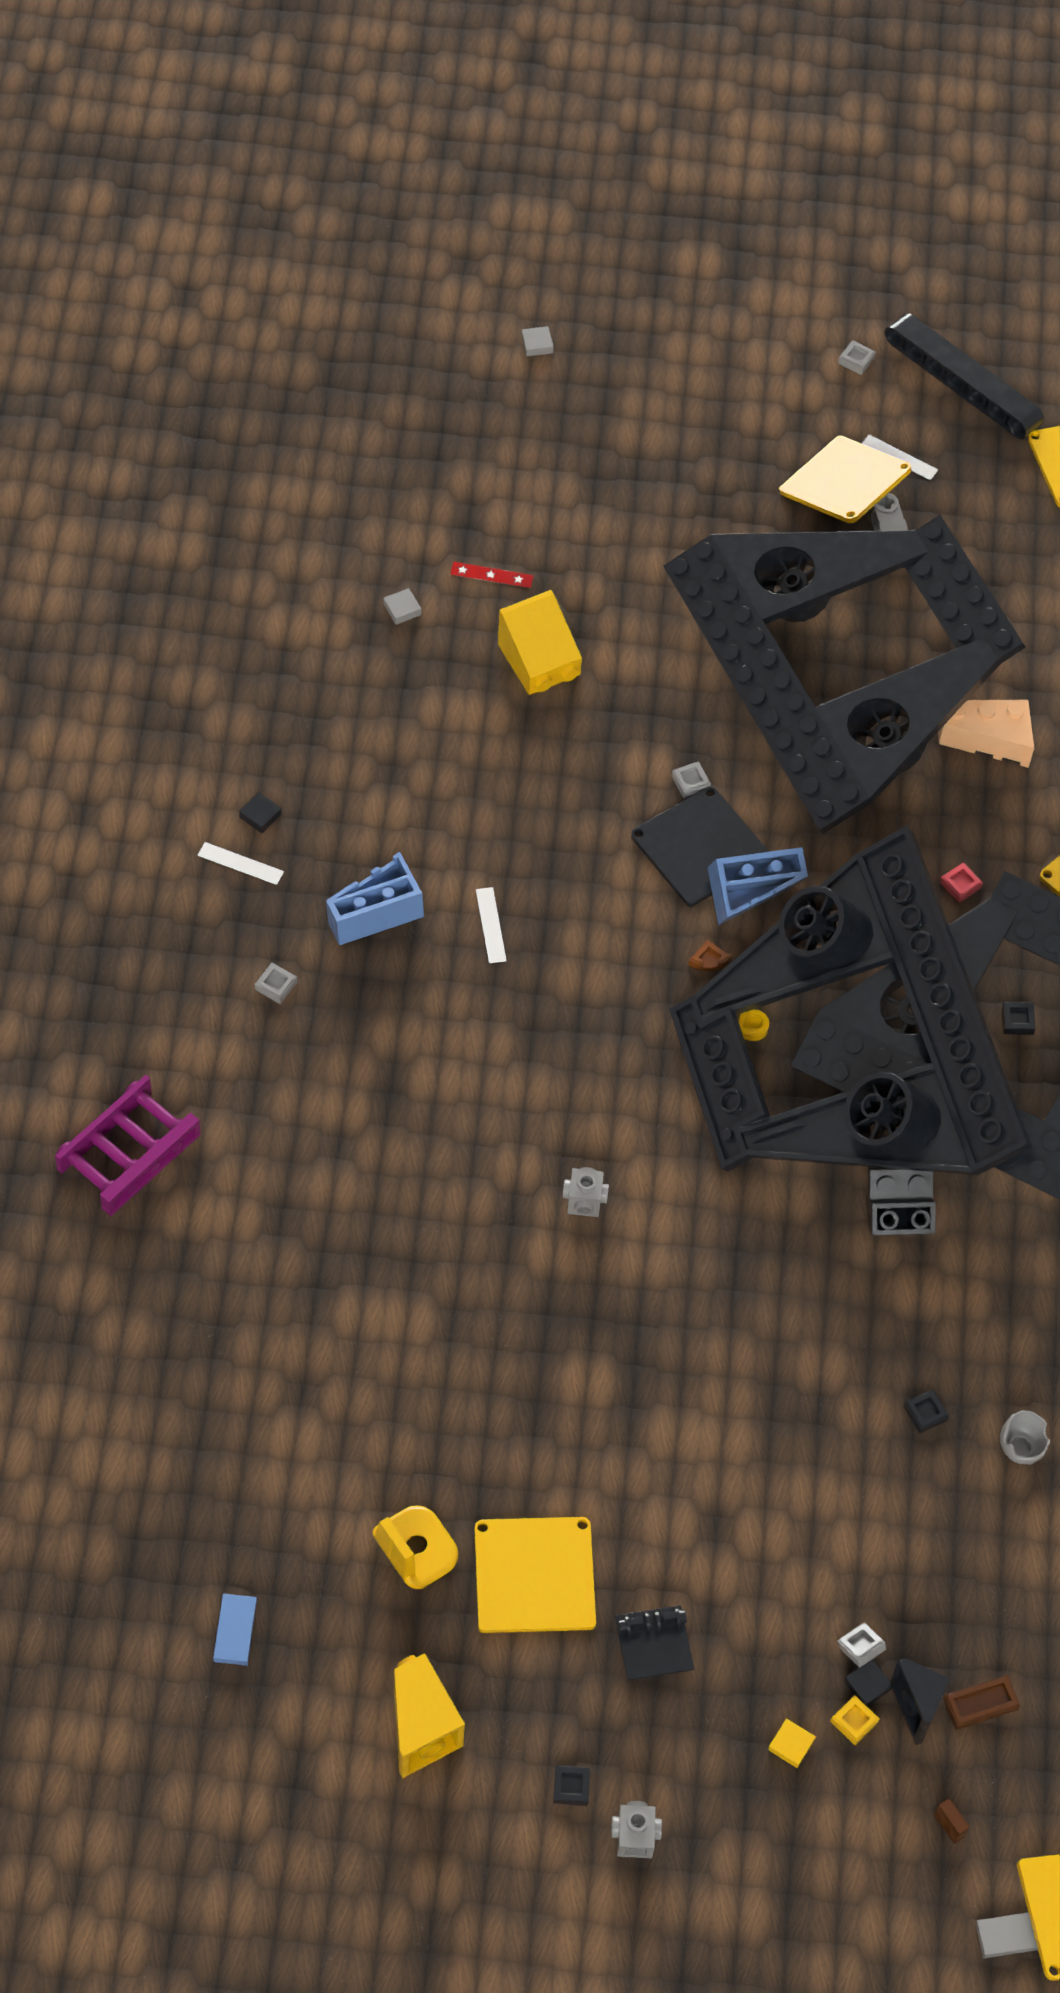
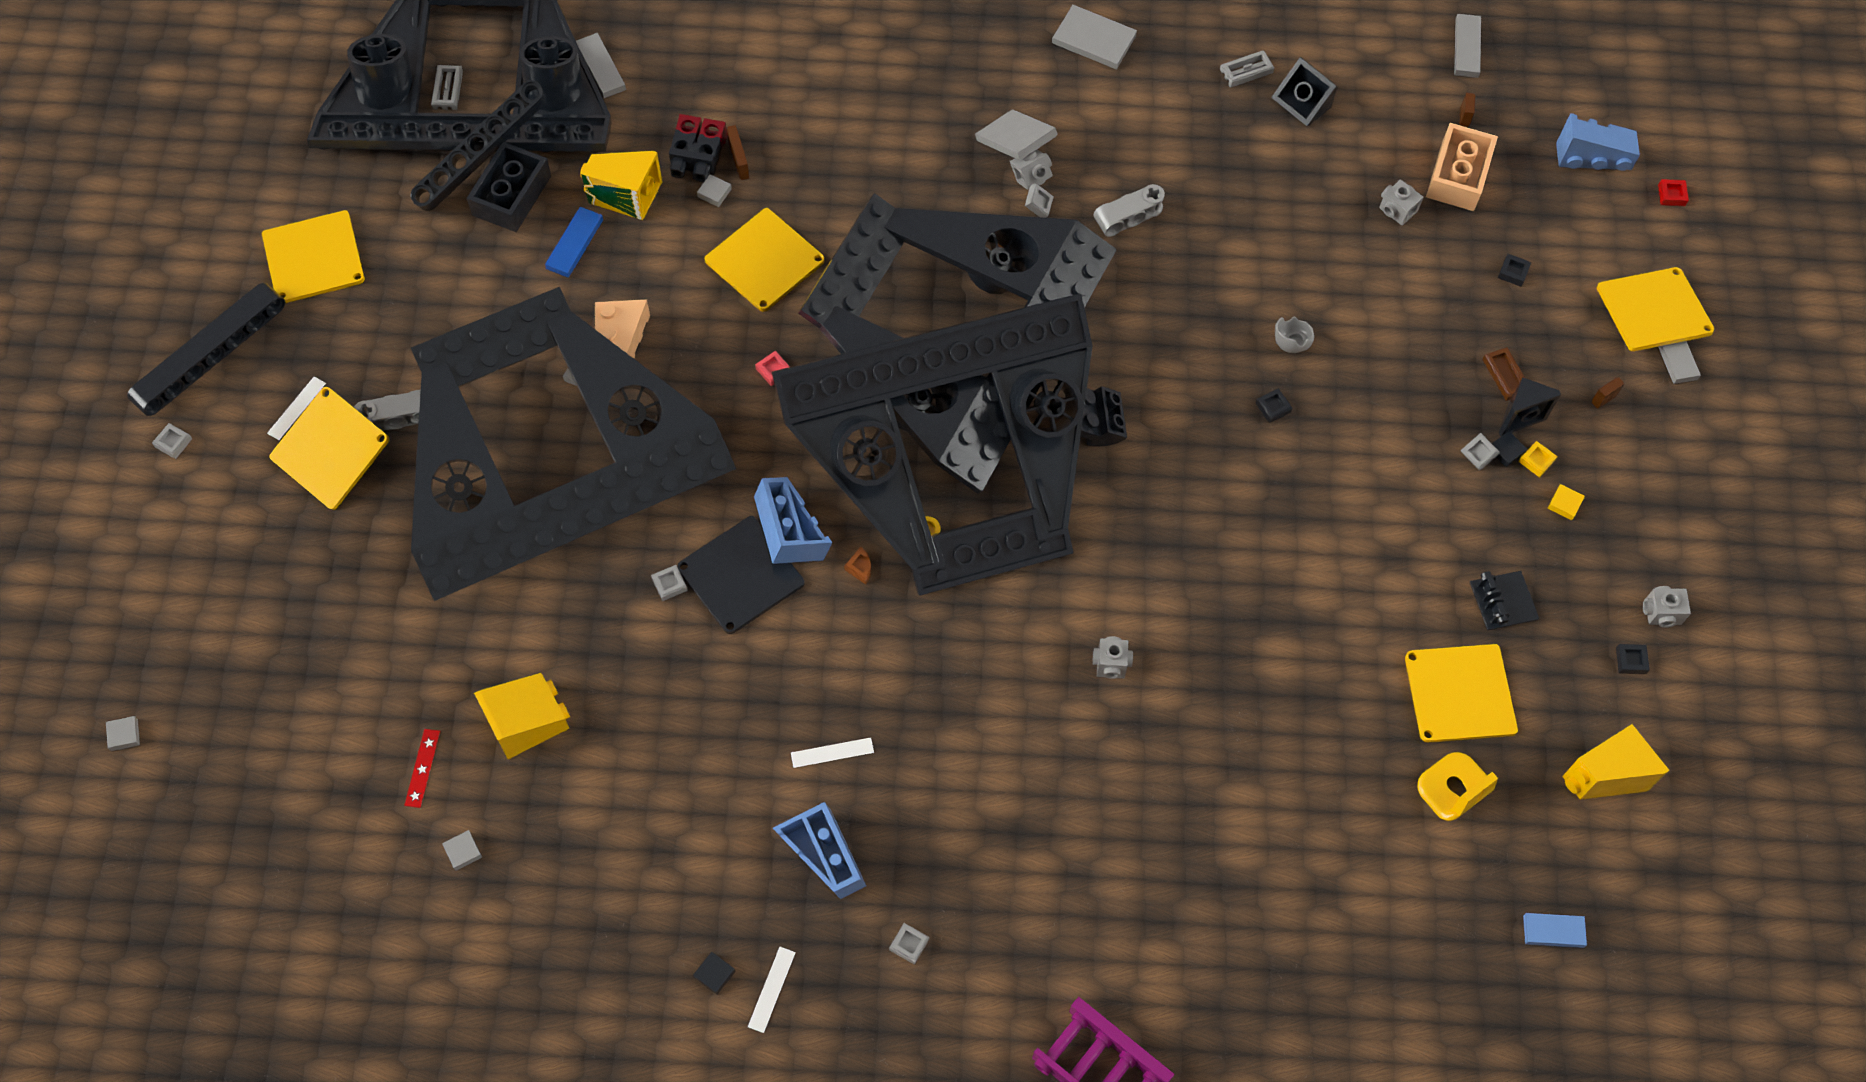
camera: 90 degrees left, 5 degrees up
(1018, 1018) = (907, 326): black tile -> none

